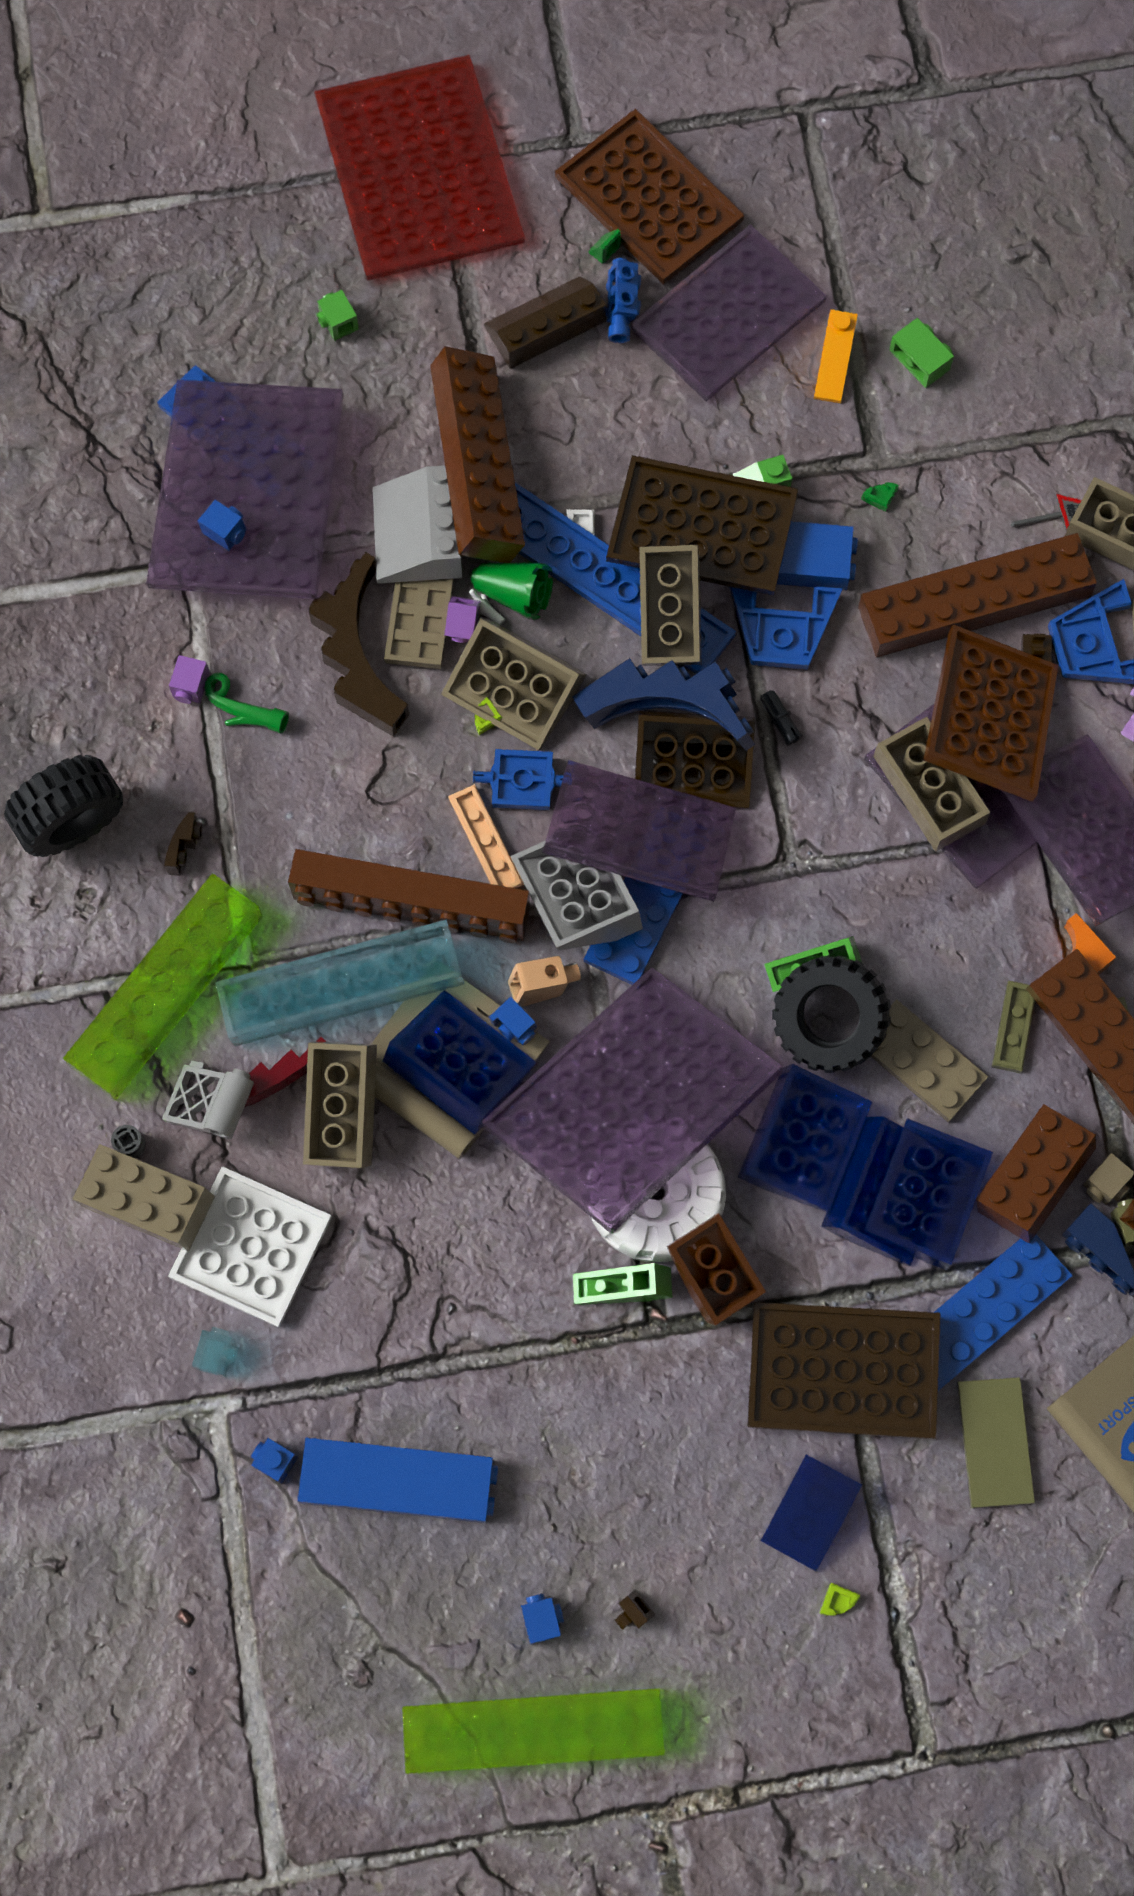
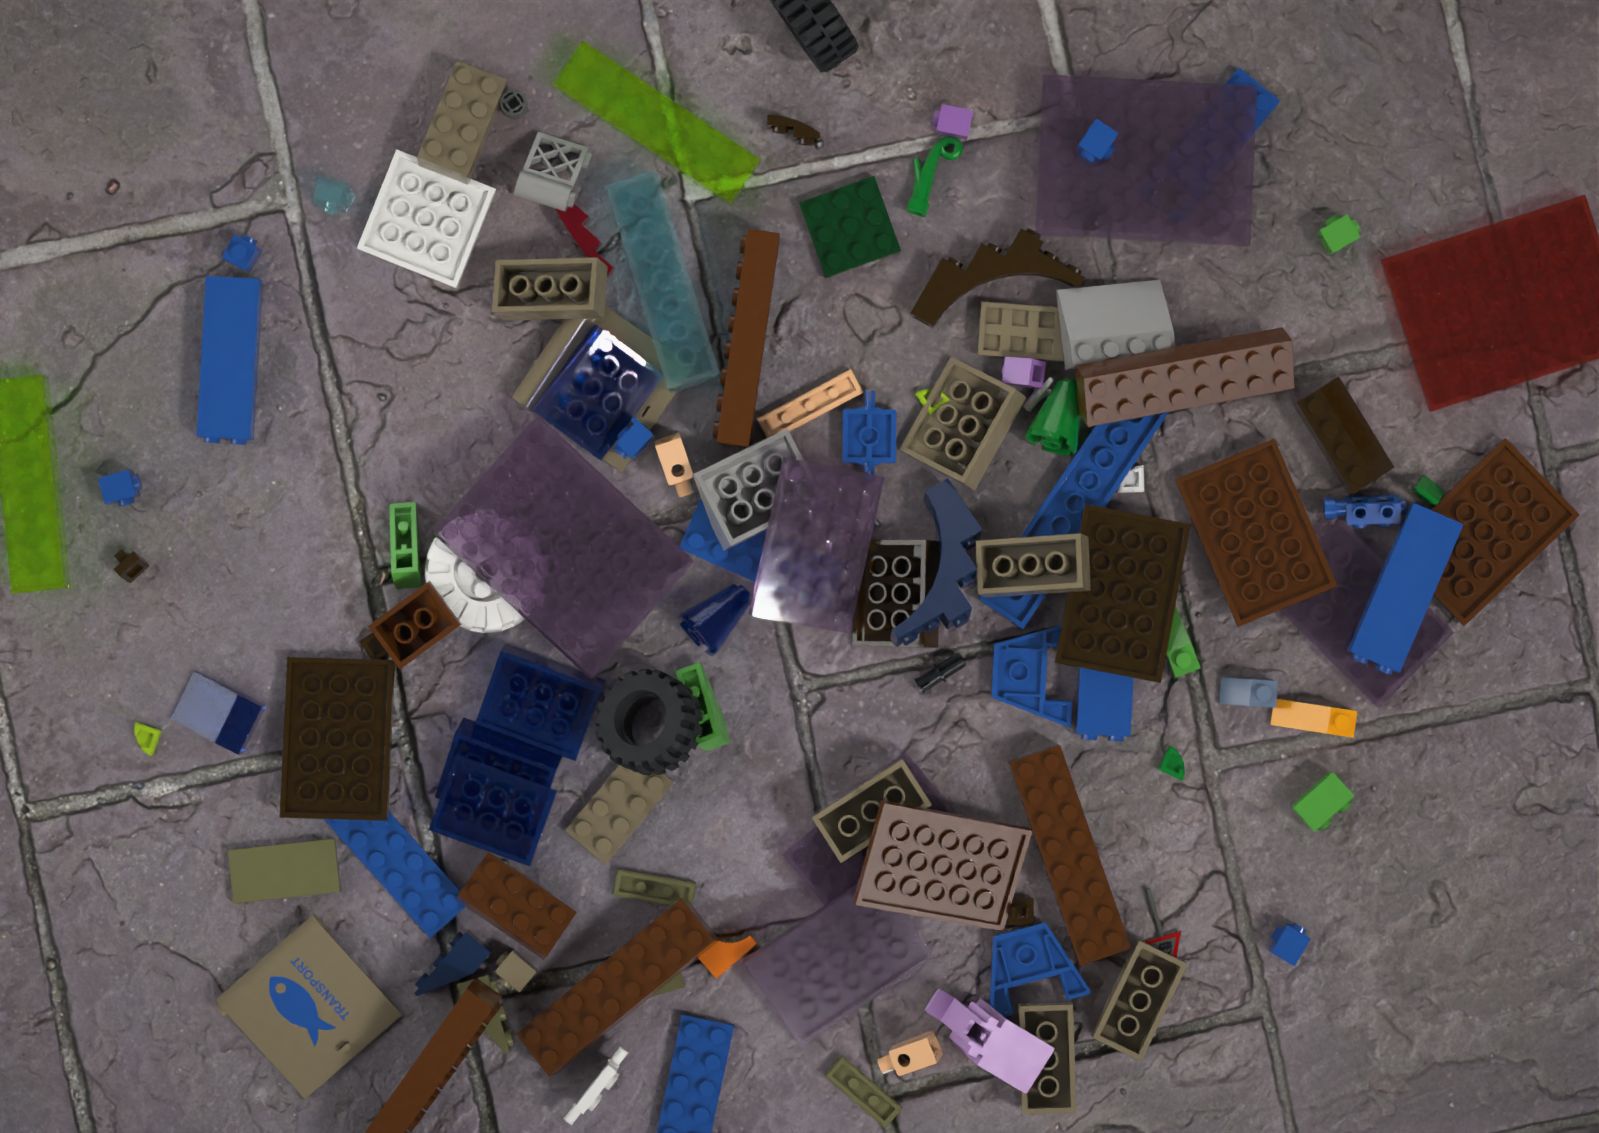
camera: 90 degrees right, 15 degrees up
(294, 792) = (850, 227): none -> dark green plate
(642, 400) = (1256, 533): none -> reddish brown plate
(706, 262) = (1404, 589): none -> blue brick
(716, 945) = (715, 617): none -> clear blue cone
(736, 1326) = (373, 647): none -> dark brown tile
(807, 416) = (1248, 692): none -> sand blue slope
(1068, 388) = (1289, 942): none -> blue brick

